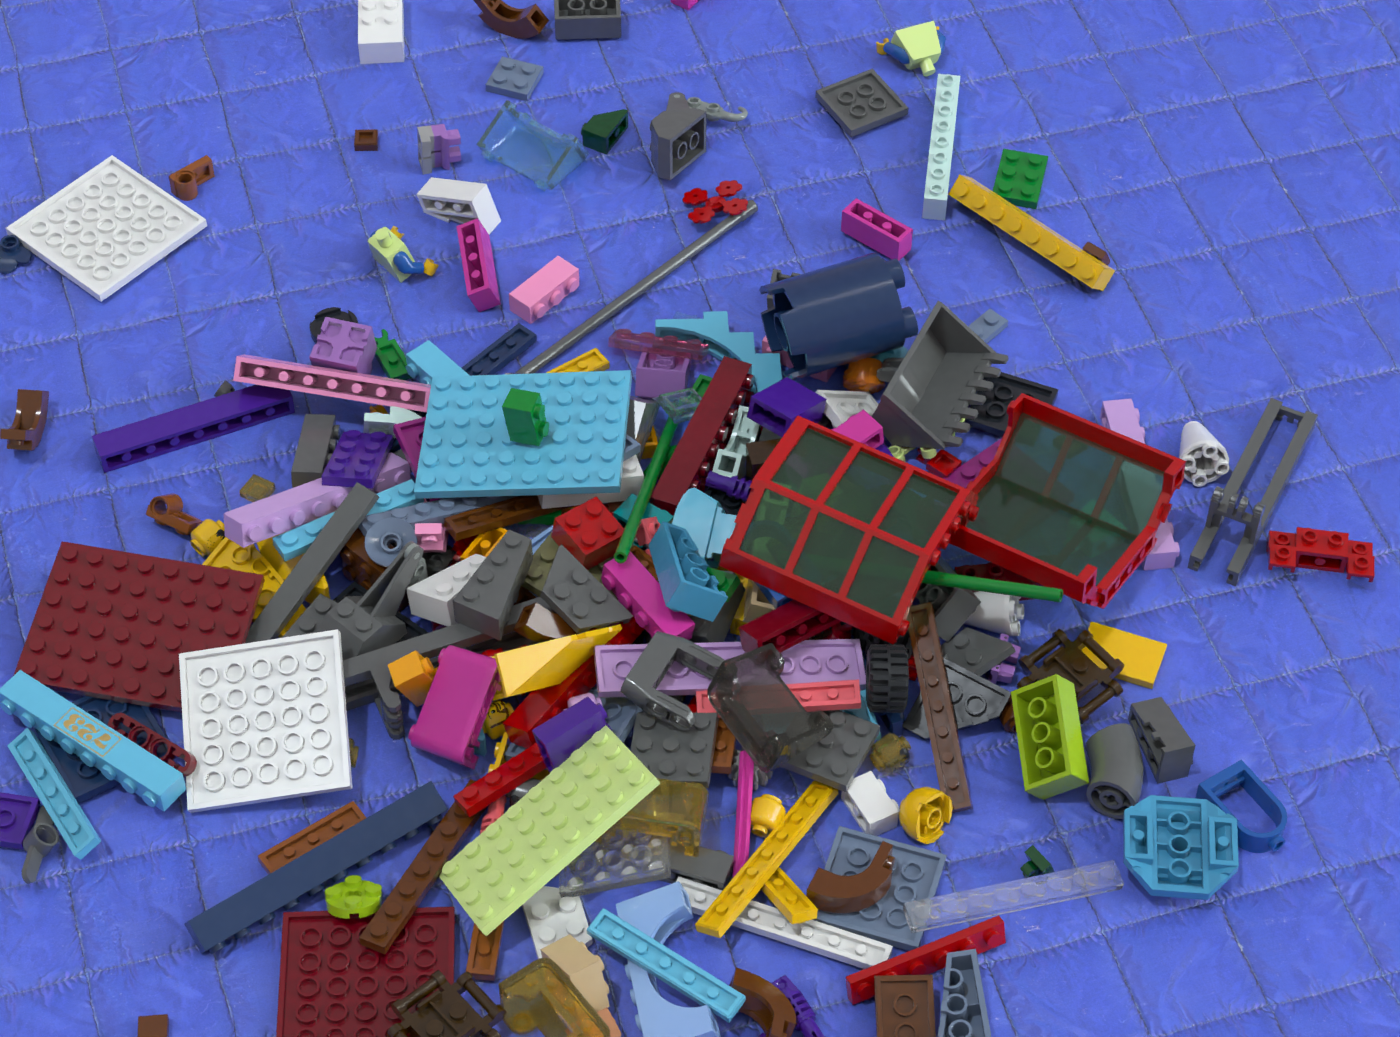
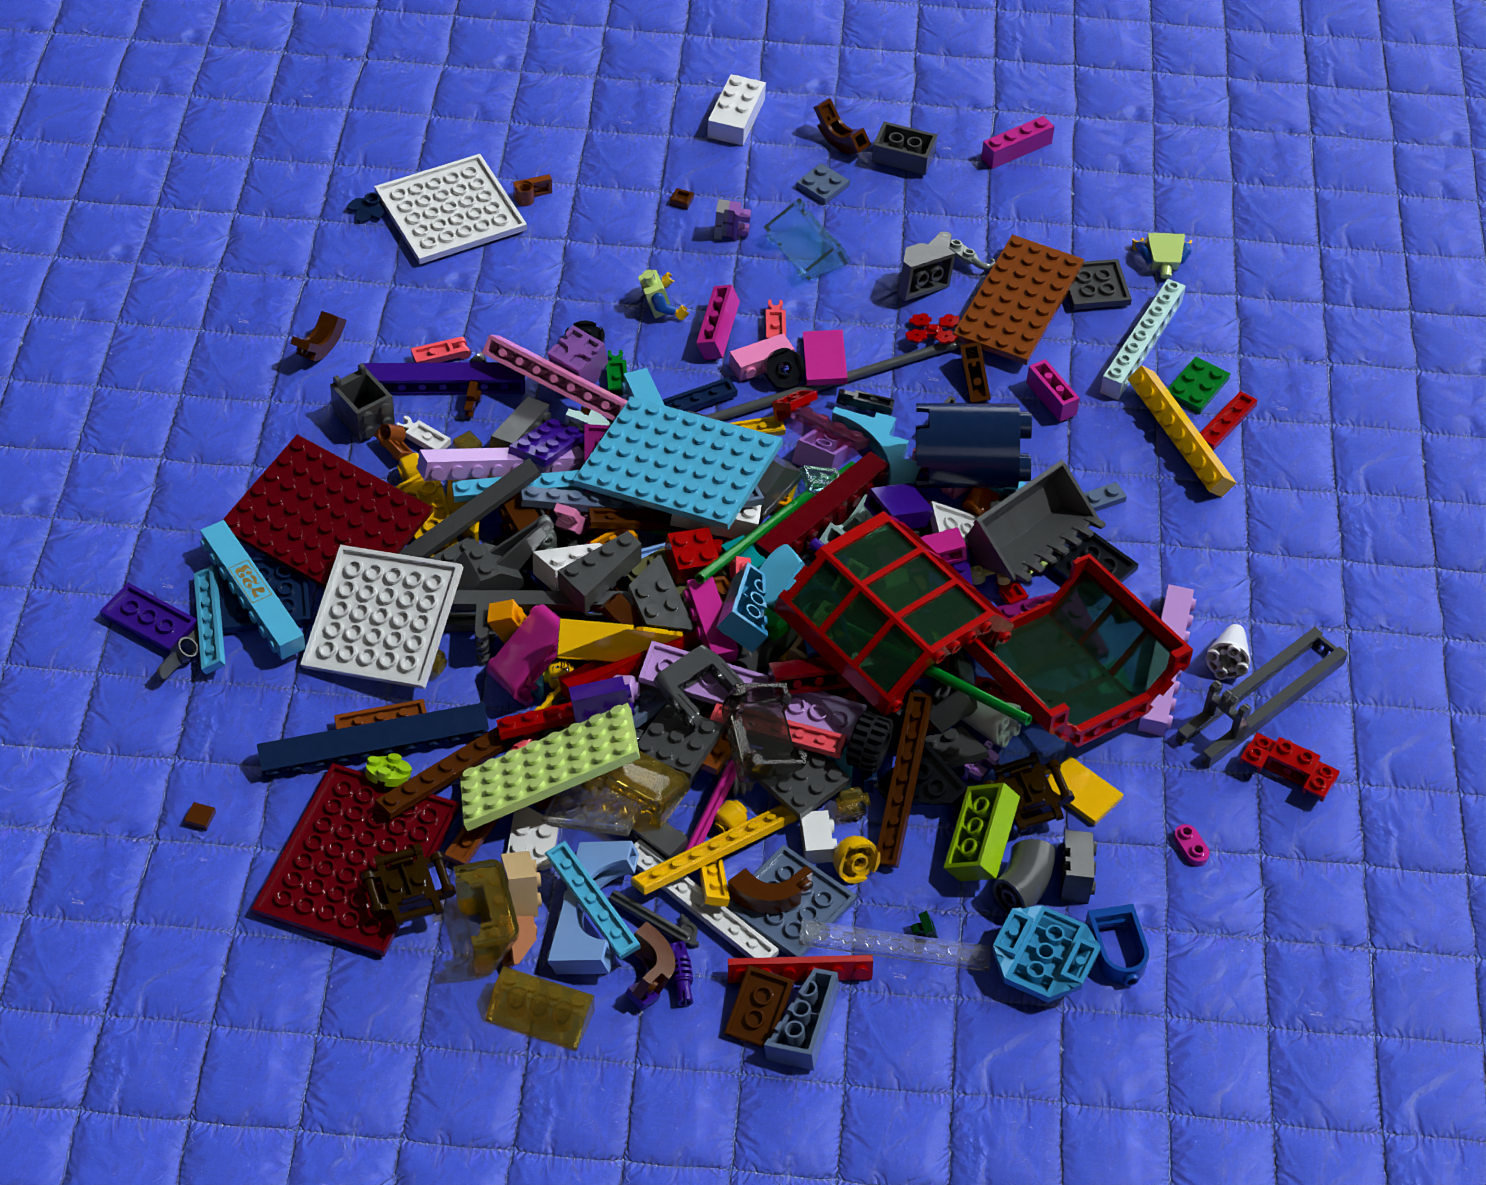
camera: 20 degrees right, 0 degrees up
(116, 482) = (361, 403): none -> dark grey container
(153, 741) = (296, 605): dark red beam -> none
(176, 394) = (441, 351): none -> coral plate
(205, 496) = (424, 435): none -> white plate
(240, 434) = (473, 397): none -> reddish brown plate
(385, 532) = (534, 504): sand blue dish -> none
(459, 202) = (729, 269): white wedge -> none
(525, 417) = (677, 447): green brick -> none
(538, 245) = (775, 319): none -> coral plate
(565, 297) = (787, 357): none -> black plate
(604, 130) = (873, 245): dark green slope -> none
(607, 329) = (786, 405): none -> red bracket
(614, 269) = (825, 357): none -> dark pink tile
(682, 303) = (865, 401): none -> black hinge
(731, 961) = (647, 915): none -> dark grey axle
(781, 962) = (692, 929): none -> dark grey piece
(783, 235) = (975, 372): none -> reddish brown slope
(791, 143) = (1019, 299): none -> dark orange plate
(1071, 204) = (1228, 419): none -> red plate
(1097, 252) = (1229, 465): reddish brown tile -> none
(1260, 675) = (1189, 843): none -> dark pink plate

